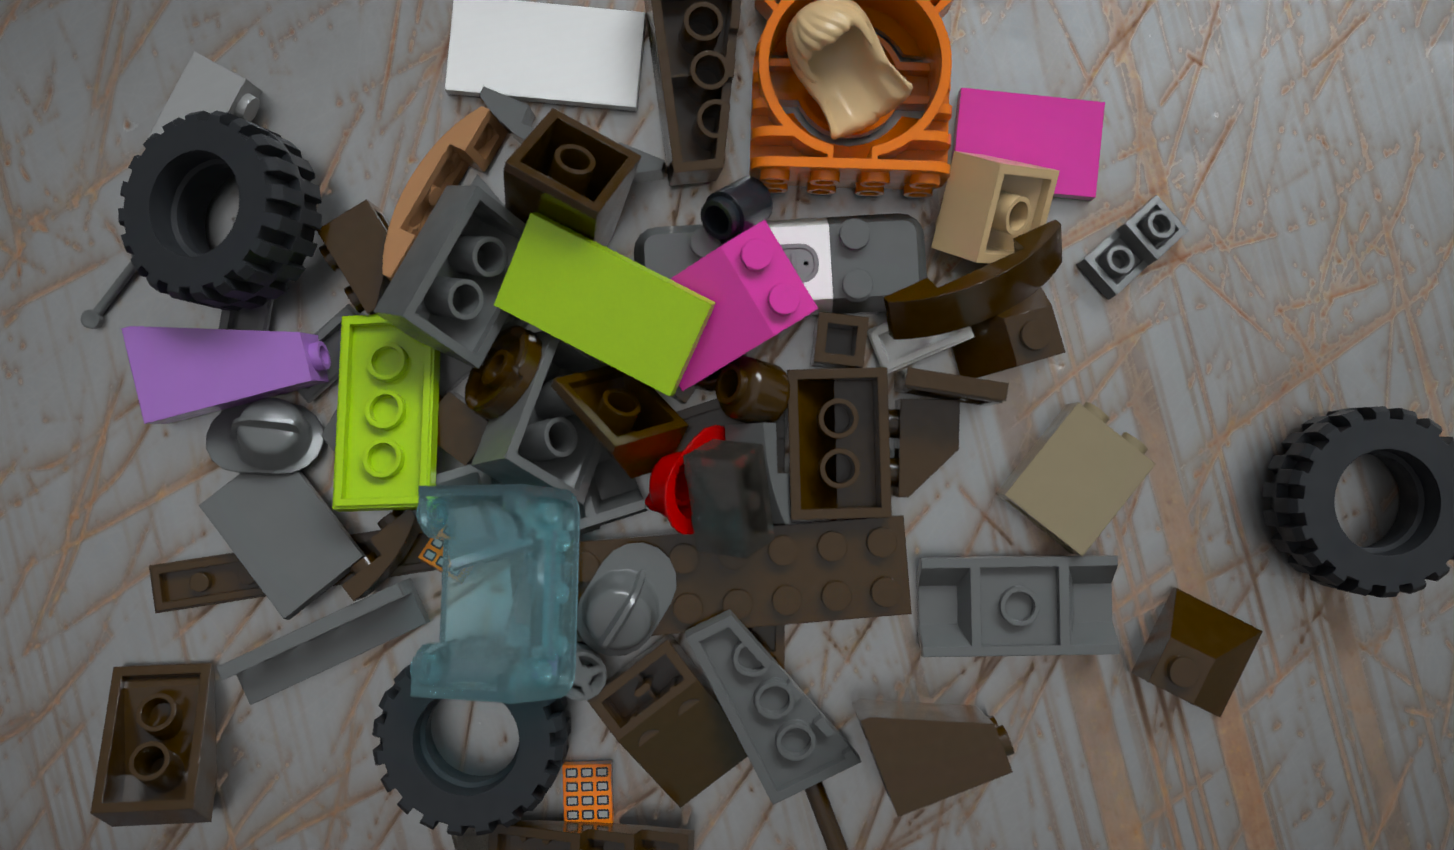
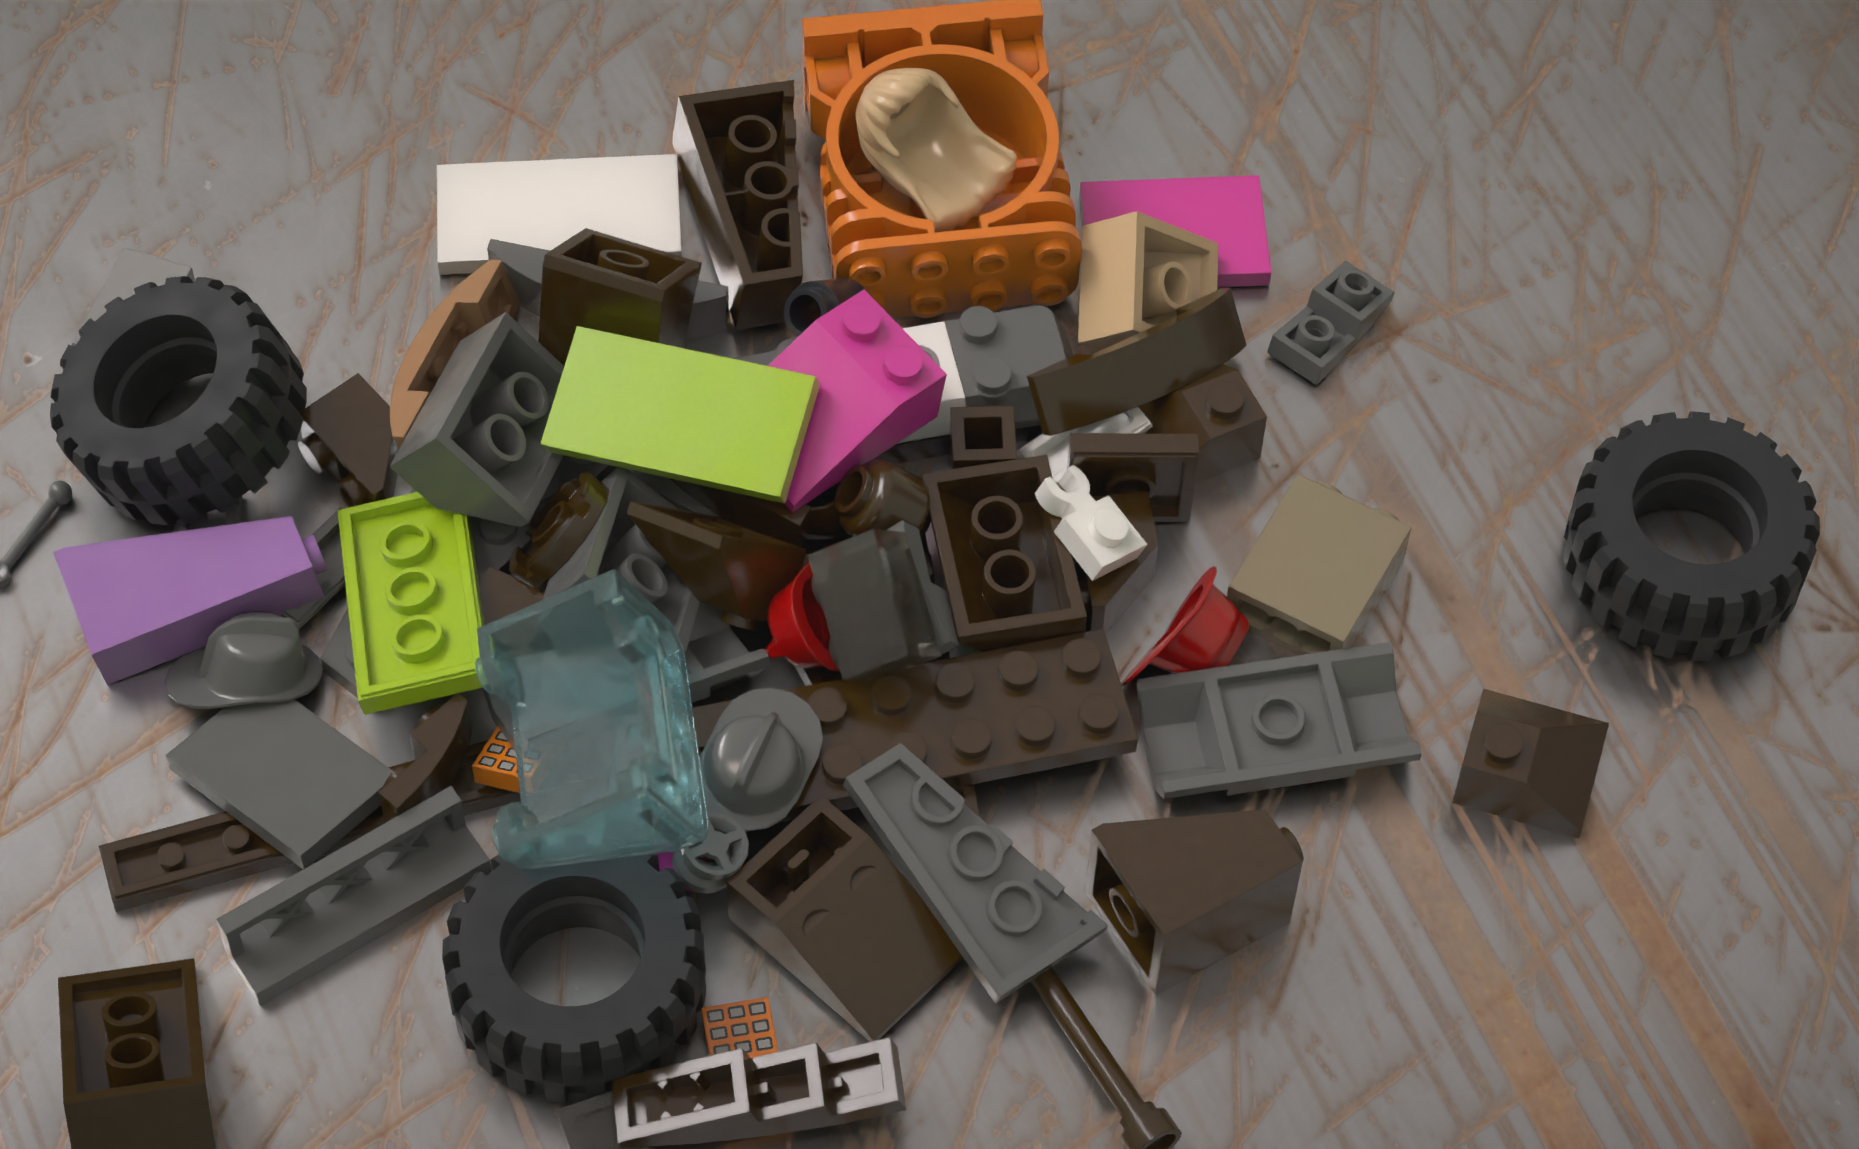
camera: 15 degrees left, 30 degrees down
(913, 442) = (1090, 529): none -> white plate
(965, 524) = (1201, 633): none -> red piece

